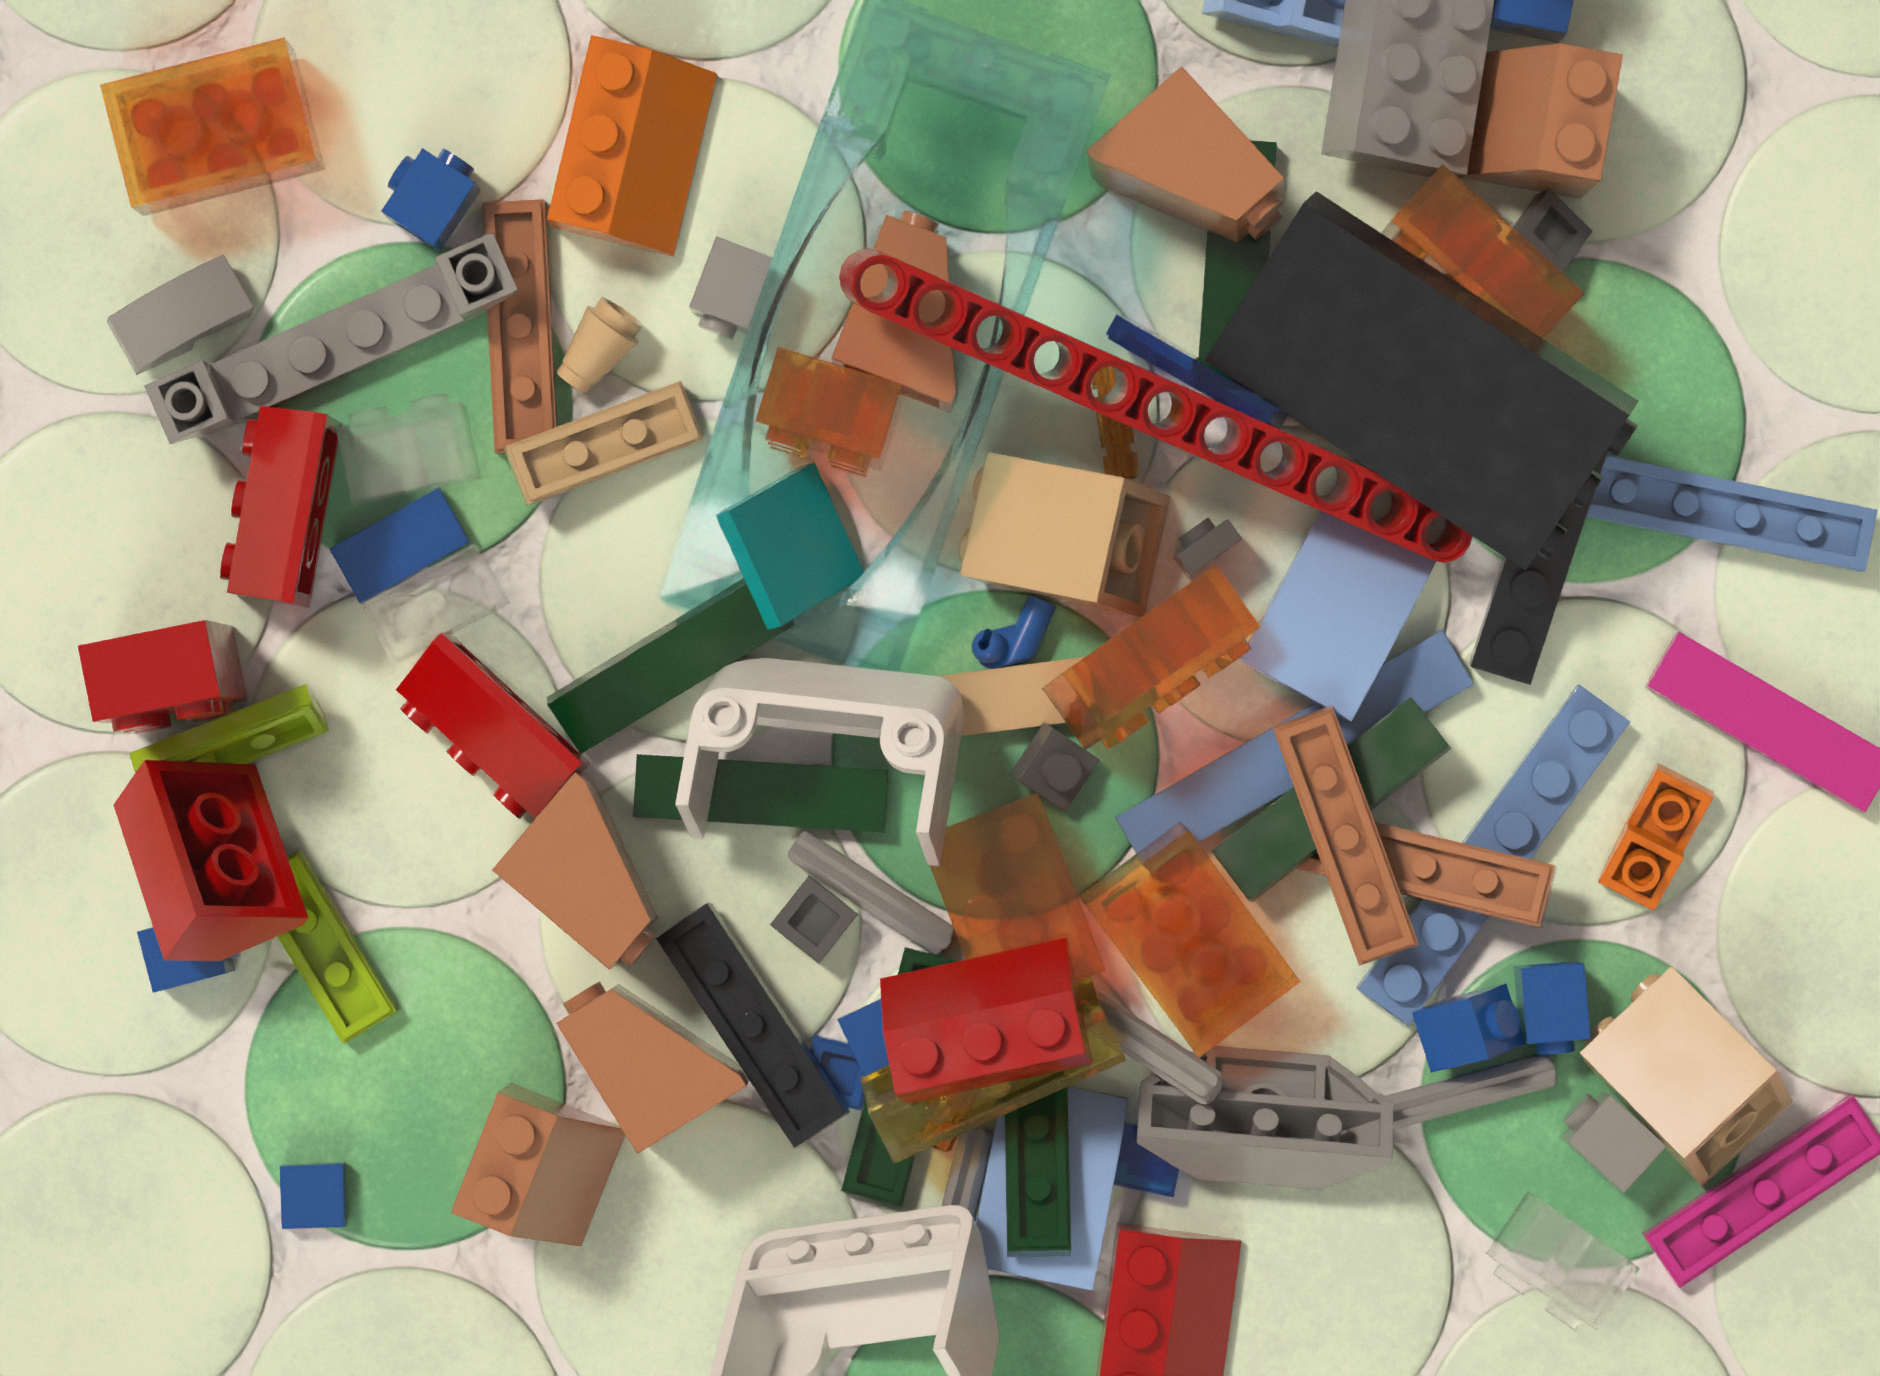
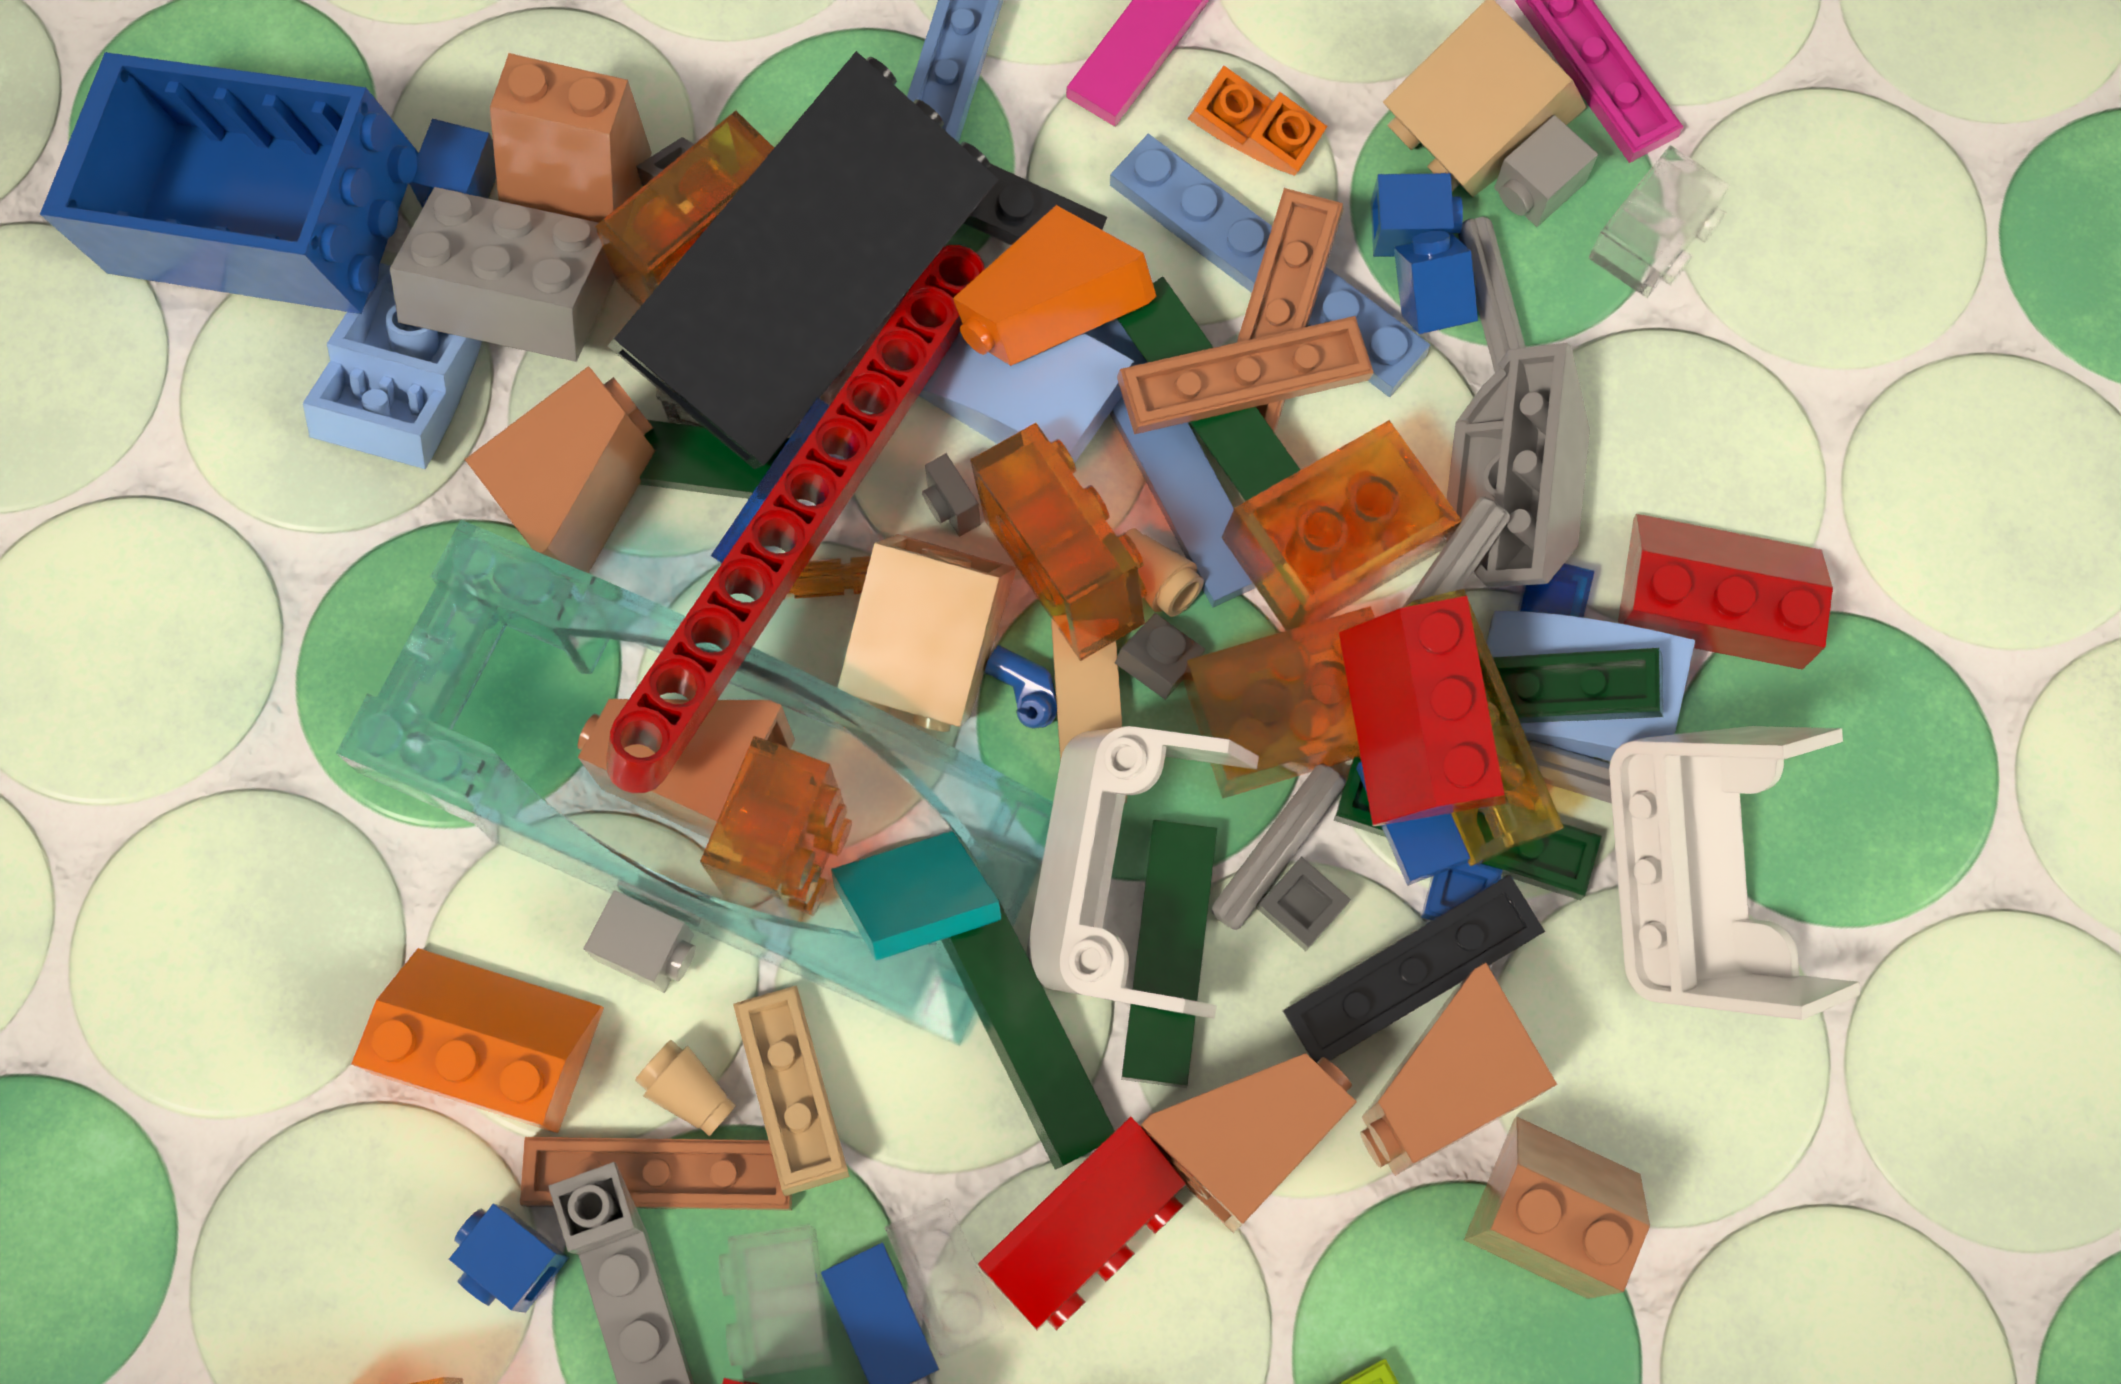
camera: 85 degrees left, 15 degrees down
(1141, 759) = (1167, 576): none -> tan cone
(1420, 631) = (1052, 288): none -> orange slope

